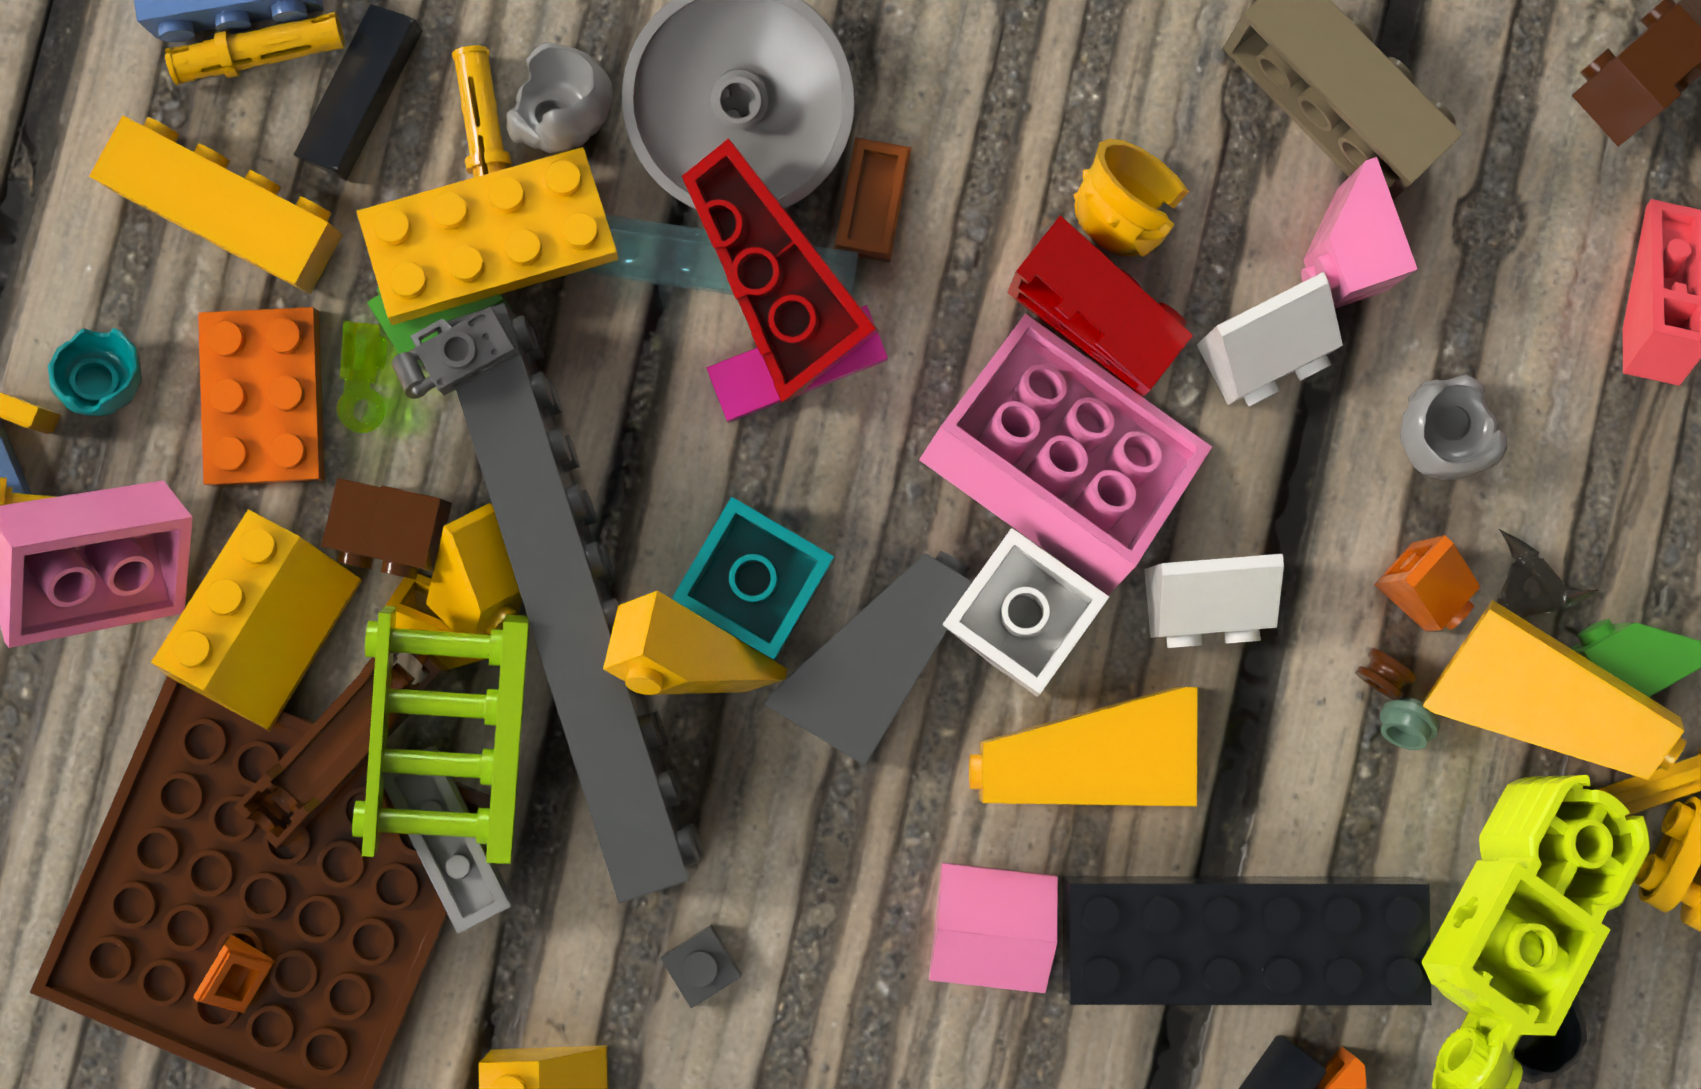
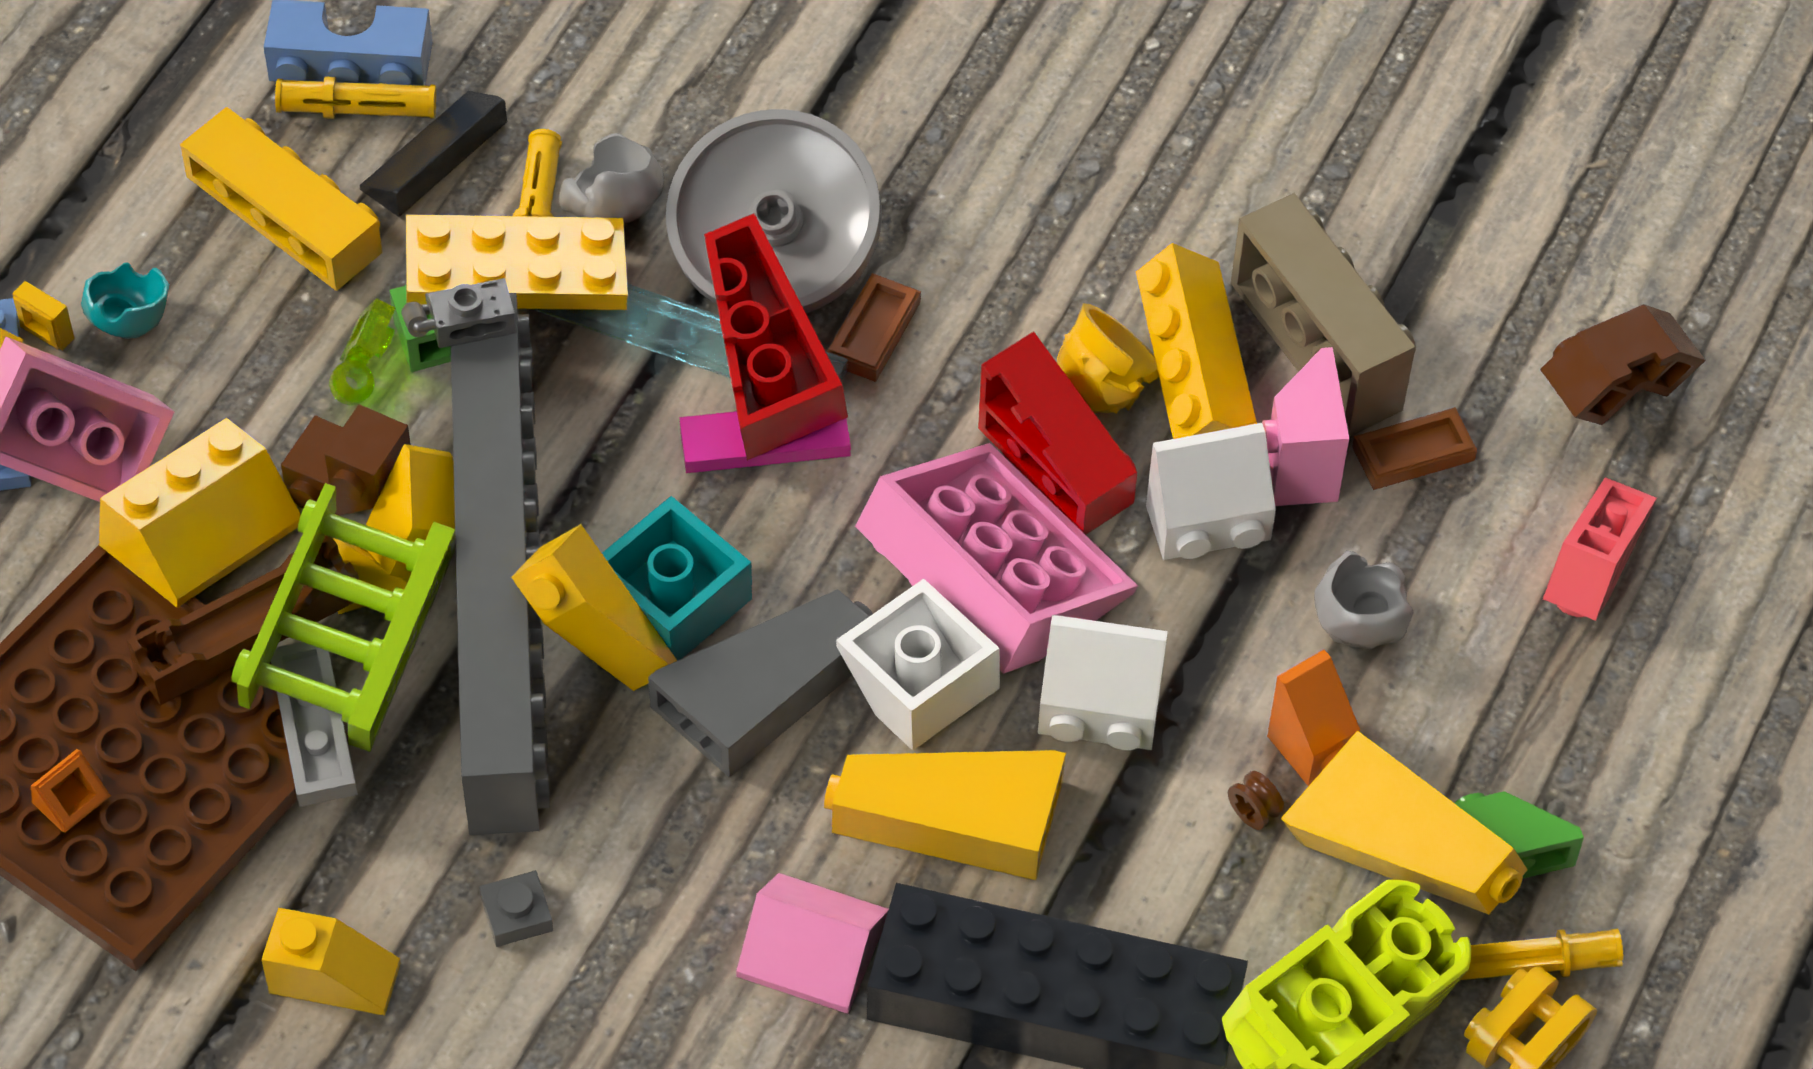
camera: 10 degrees right, 30 degrees down
(261, 396) = (263, 359): orange plate -> none
(1218, 165) = (1194, 343): none -> yellow brick
(1408, 723) = (1268, 844): sand green plate -> none
(1456, 210) = (1414, 448): none -> dark orange tile
(1552, 594) = (1420, 746): clear smoke piece -> none

